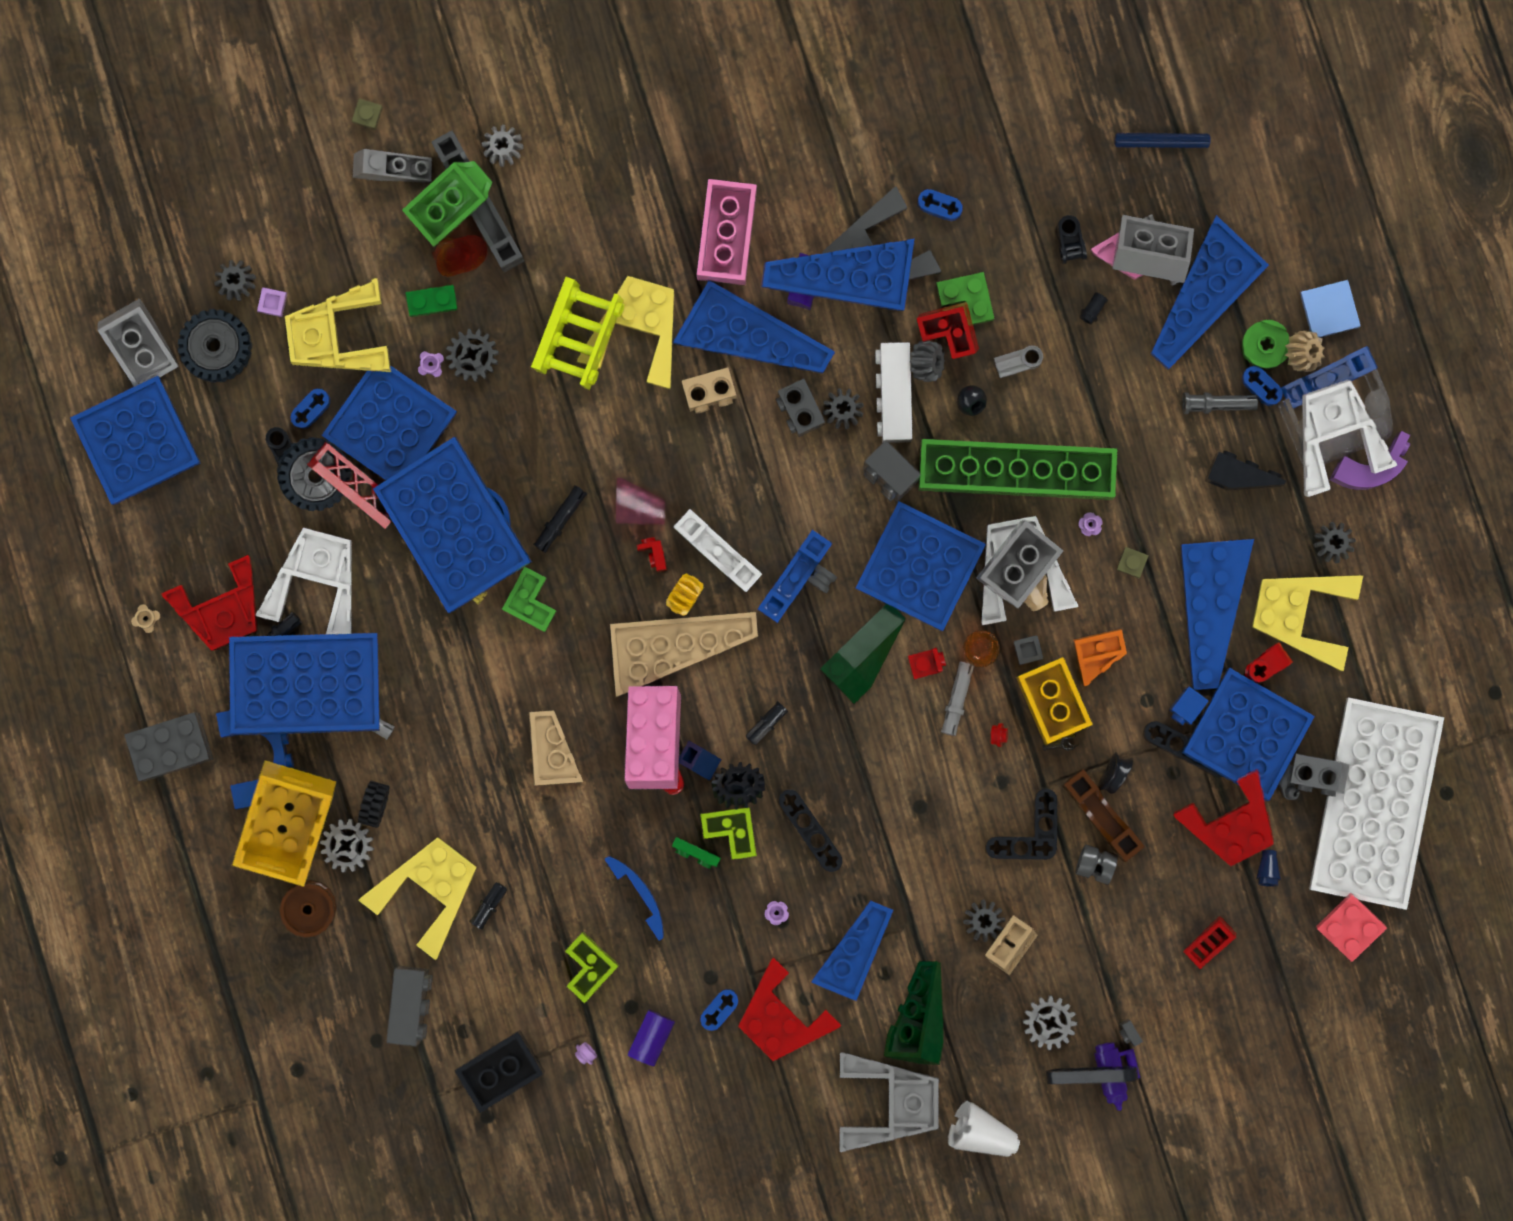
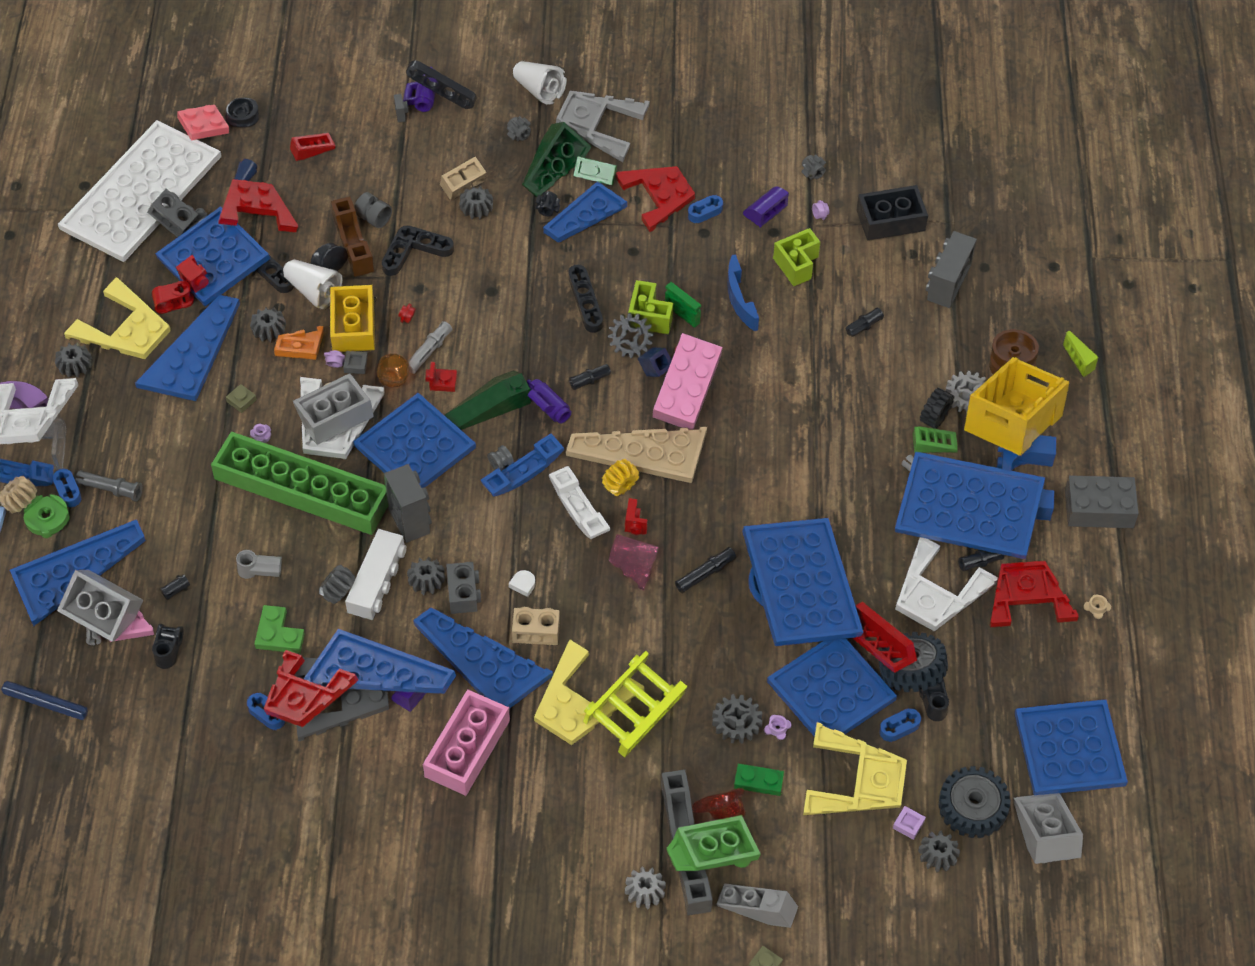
camera: 165 degrees left, 30 degrees down
(234, 940) = (1080, 354): none -> lime slope
(386, 764) = (928, 433): none -> bright green slope
(439, 872) = (899, 359): light yellow wing -> none
(523, 601) = (756, 512): bright green plate -> none
(550, 753) = (776, 407): tan wing -> none
(612, 1113) = (813, 167): none -> dark grey gear
(742, 440) = (523, 582): none -> white tile
(776, 919) = (635, 253): lavender plate -> none
(800, 669) = (548, 401): none -> dark purple piece
(865, 1018) = (595, 170): none -> plate
(901, 946) = (547, 203): none -> black gear
(909, 215) = (299, 699): none -> red wing
(953, 323) = (305, 606): red brick -> none
(971, 400) = (314, 547): black piece -> none
(977, 1049) = (518, 128): none -> dark grey gear
(1045, 1033) = (457, 130): light grey gear -> none
(1052, 645) = (334, 358): none -> lavender plate
(1120, 733) = (312, 281): none -> white cone
(1144, 674) = (268, 324): none -> dark grey gear
(1188, 706) = (249, 288): blue brick -> none
(1233, 474) = (125, 428): black slope -> none
(1253, 691) = (193, 273): none -> red brick
(1313, 961) = (242, 112): none -> black piece

